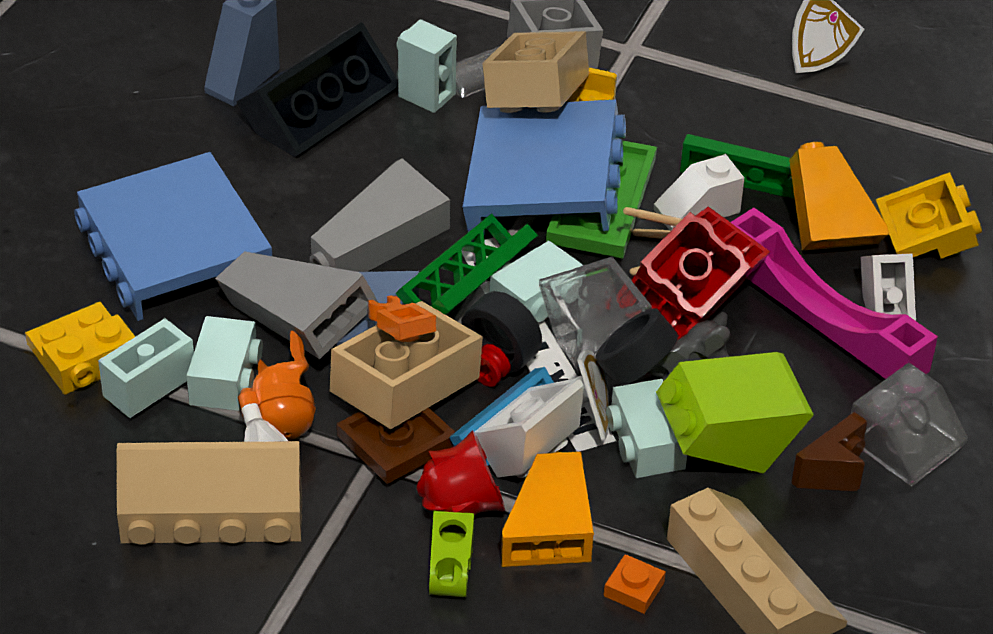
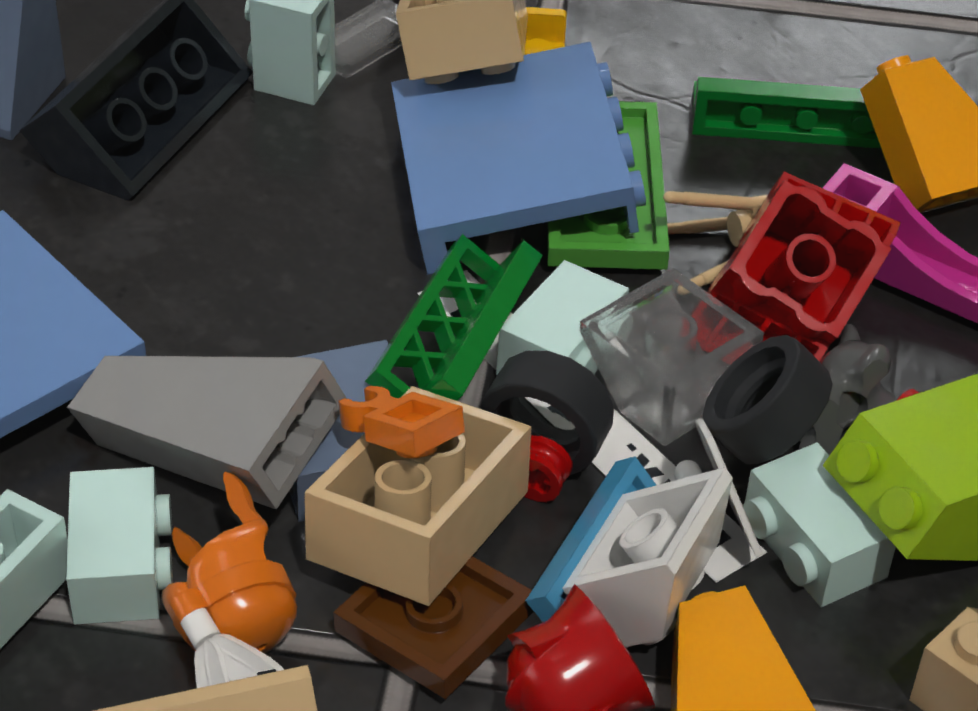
camera: 15 degrees left, 0 degrees up
(382, 221) = (298, 273): light grey slope -> none
(704, 184) = (747, 154): white slope -> none

